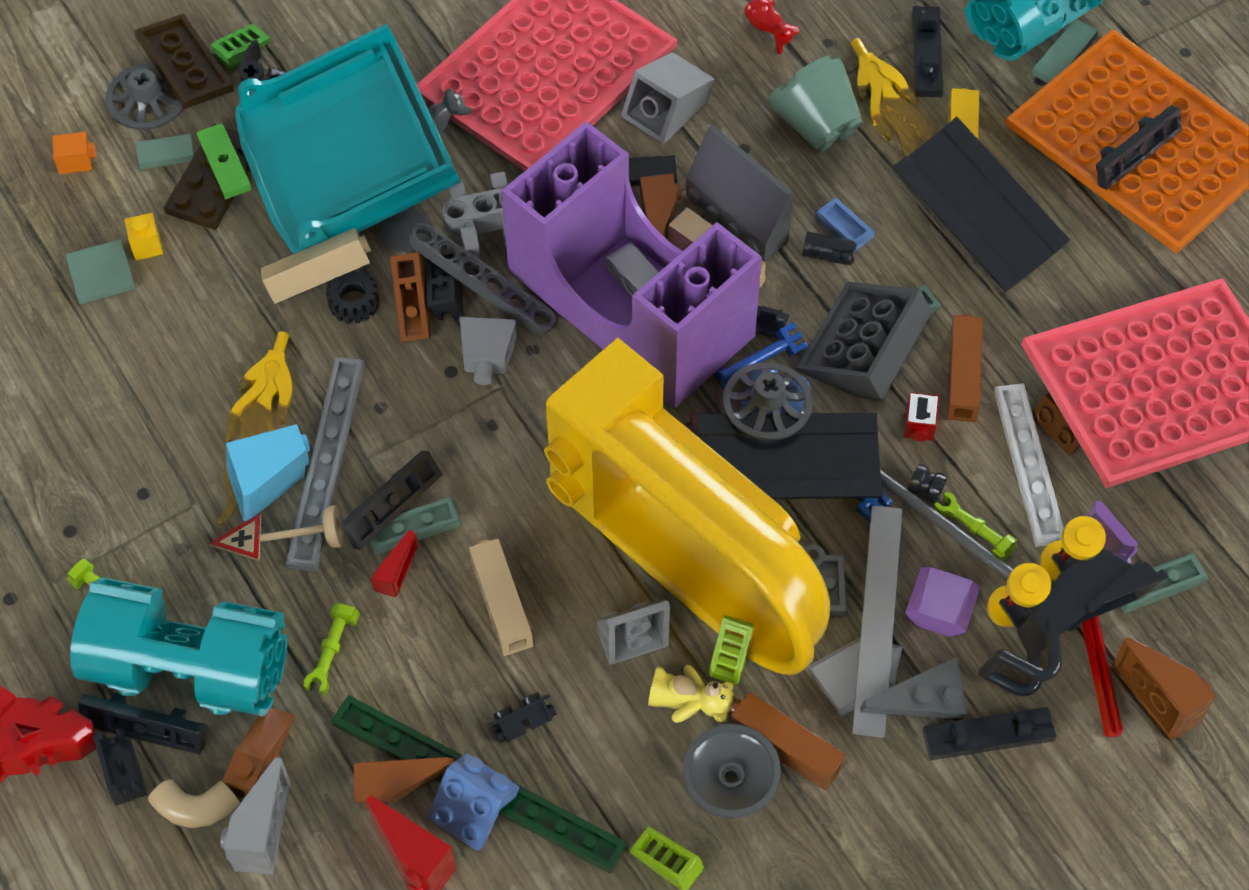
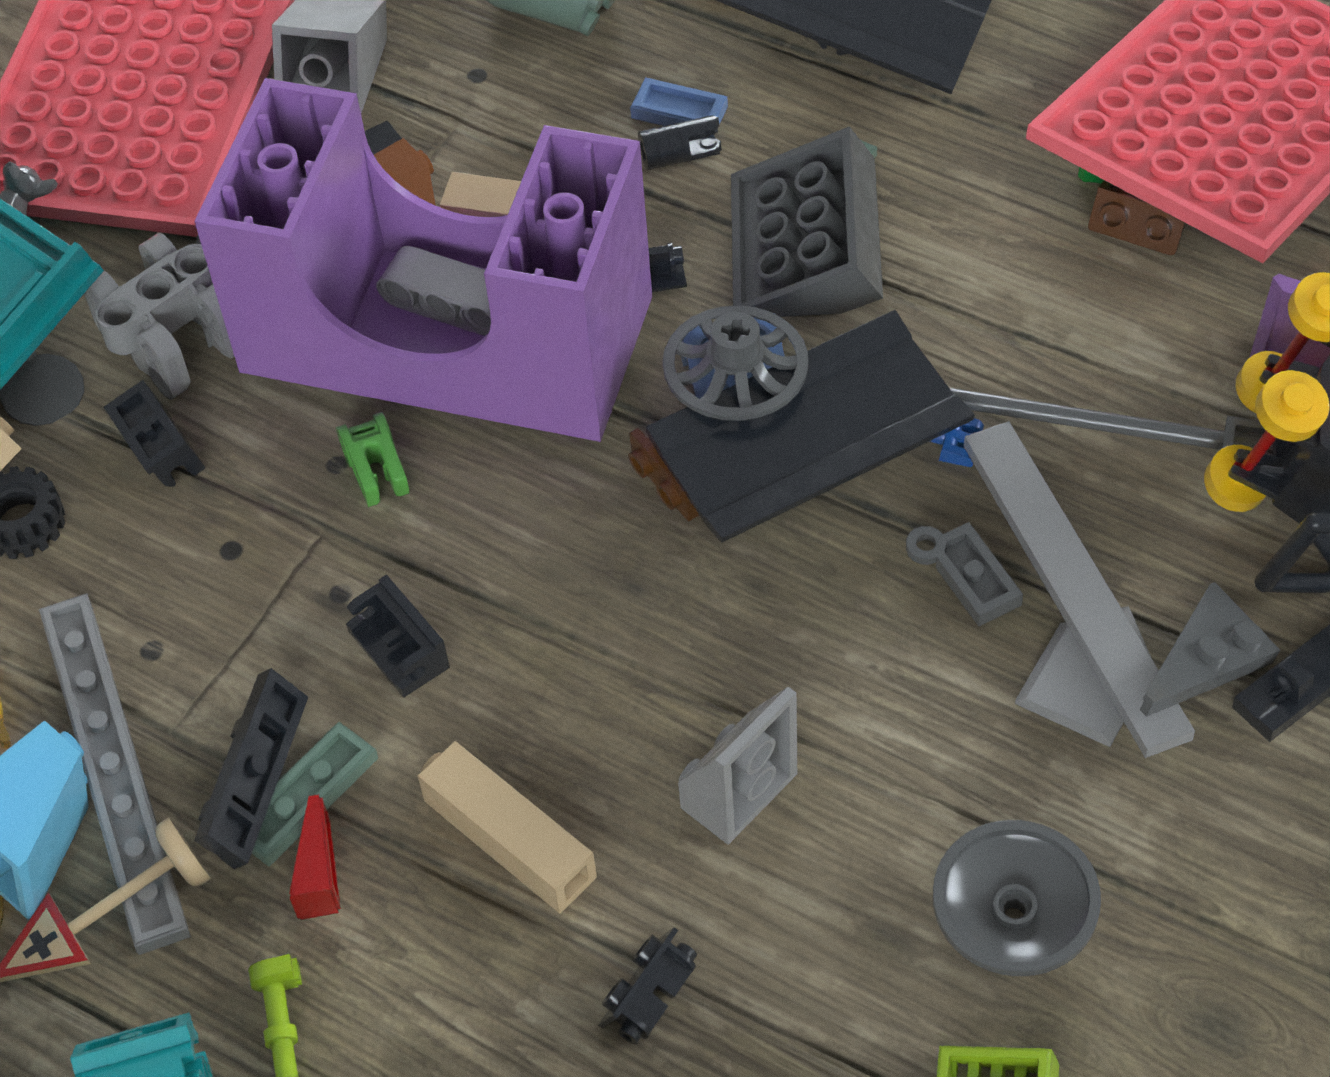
camera: 25 degrees left, 5 degrees down
(411, 296) = (111, 470): dark orange slope -> none
(485, 275) = (207, 400): dark grey beam -> none
(487, 346) = (266, 487): light grey torso -> none
(504, 465) = (397, 637): none -> black hinge
(551, 347) = (371, 444): none -> bright green piece
(682, 509) = (735, 558): yellow piece -> none
(690, 695) = (876, 822): light yellow piece -> none
(724, 666) = (907, 756): lime slope -> none
(740, 194) = (495, 100): dark grey slope -> none
(785, 342) = (698, 287): blue hinge -> none
(793, 742) = (1092, 814): dark orange brick -> none
(921, 416) = (950, 294): brick -> none
(929, 484) = (1020, 374): black wheel -> none
(942, 602) = (1142, 521): medium lavender slope -> none
(965, 368) = (966, 208): dark orange brick -> none
(1003, 545) = (1120, 399): lime piece -> none
(1029, 464) = (1133, 291): white tile -> none

